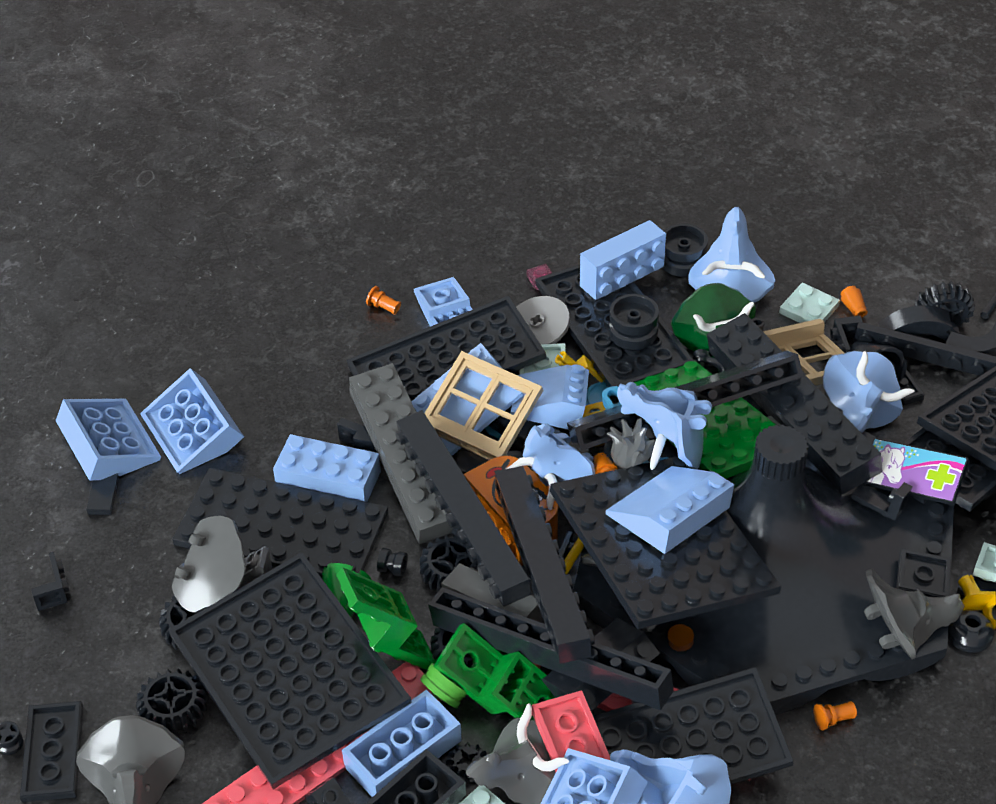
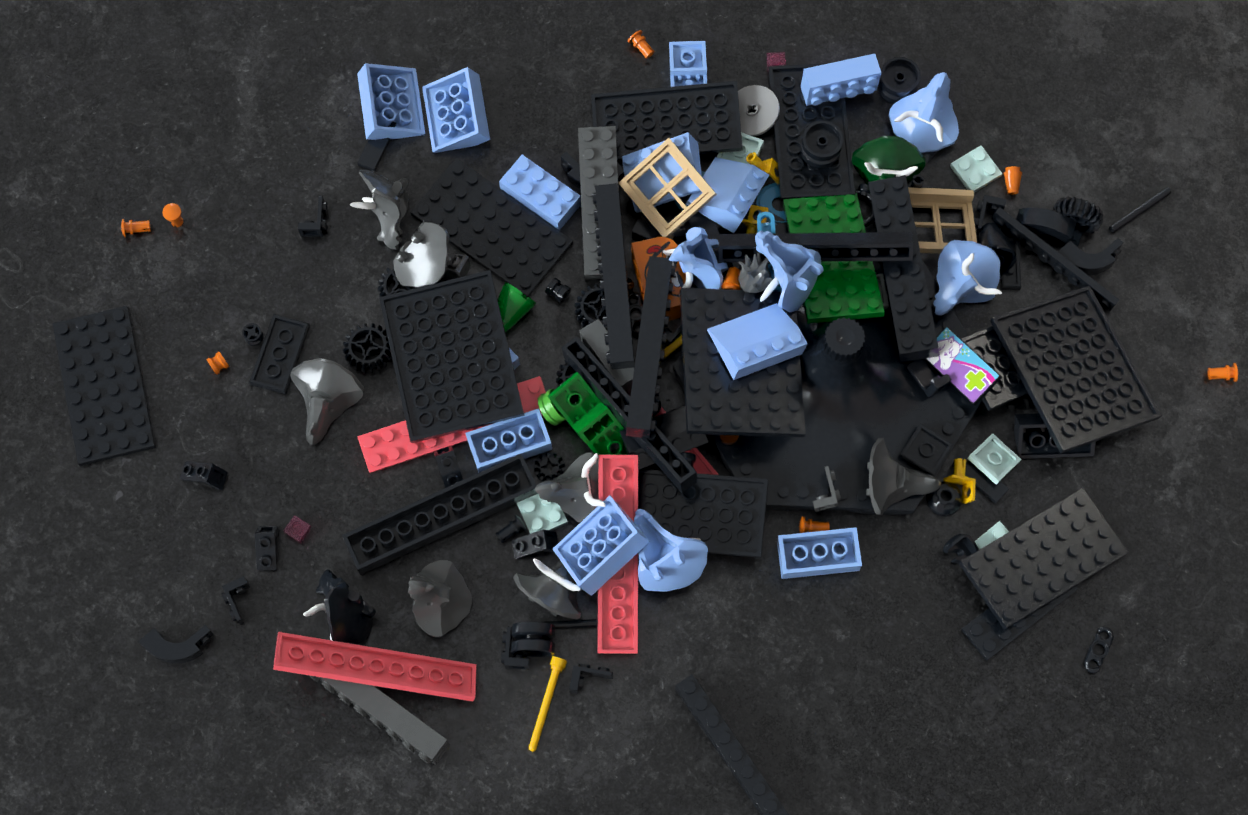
camera: 20 degrees right, 25 degrees up
(140, 531) = (388, 202): none -> dark grey animal
(385, 619) = (527, 349): green bracket -> none
(844, 666) = (824, 502): none -> dark grey bracket
(859, 738) = (819, 553): none -> light blue brick

